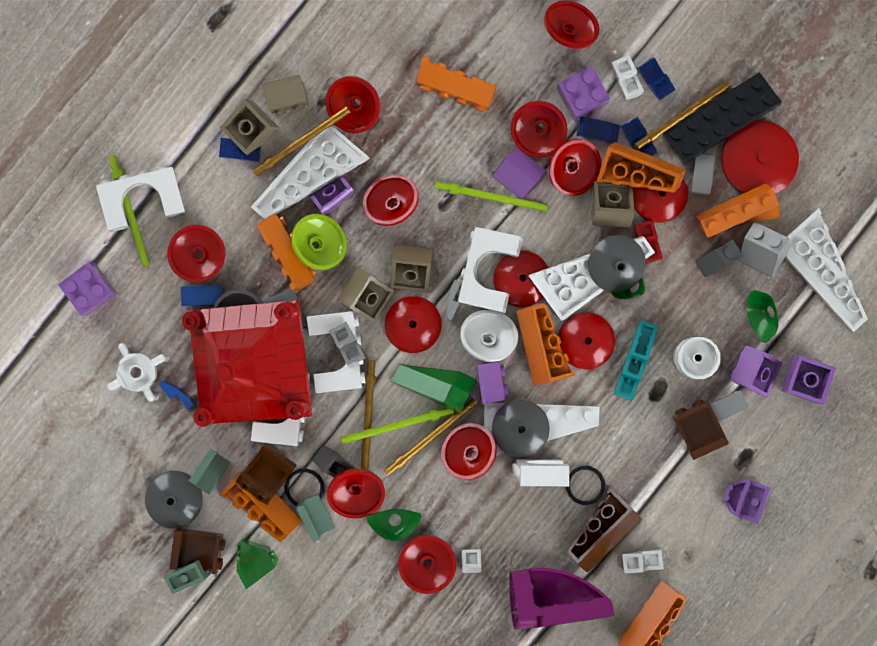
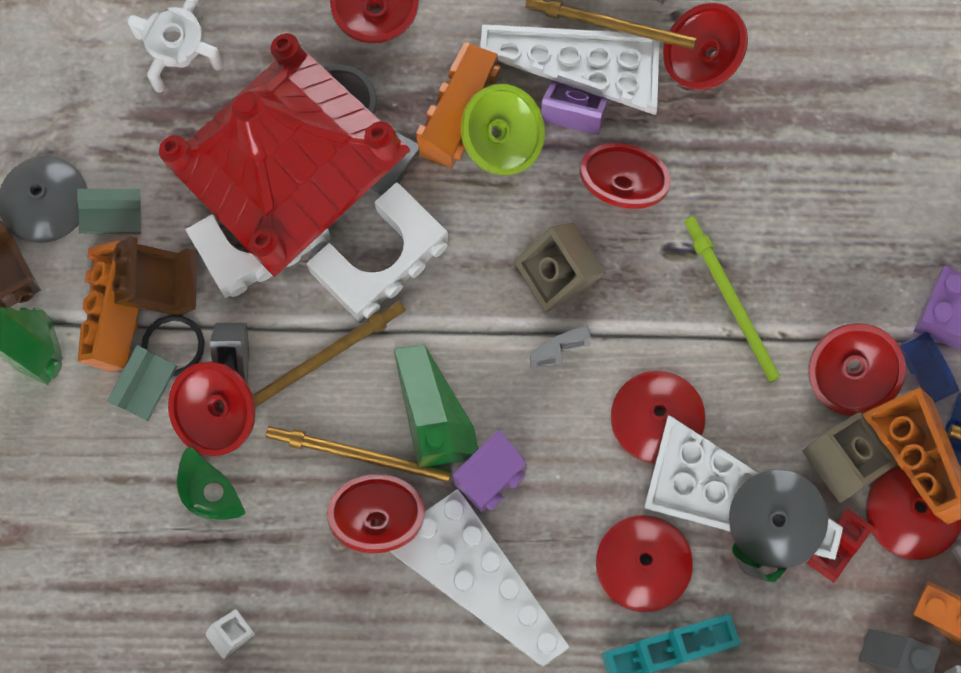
camera: 55 degrees right, 15 degrees down
(172, 391) = (181, 101): blue slope -> none
(200, 295) = (326, 44): blue slope -> none
(347, 344) = (399, 254): light grey slope -> none
(365, 295) = (480, 237): dark tan slope -> none
(422, 577) = (162, 562): red dish -> none
(427, 328) = (494, 343): red dish -> none
(433, 415) = (390, 435): lime bar -> none
(455, 85) = (832, 148): orange wedge -> none
(482, 244) = (661, 331): white arch -> none
(491, 327) = (560, 418): white dish -> none
(510, 418) = (464, 582): dark grey dish -> none
(519, 173) = (789, 310): medium lavender slope -> none
(528, 134) = (859, 272): red dish -> none
(541, 472) = (418, 620): white arch -> none
(542, 345) = (591, 507): orange wedge -> none

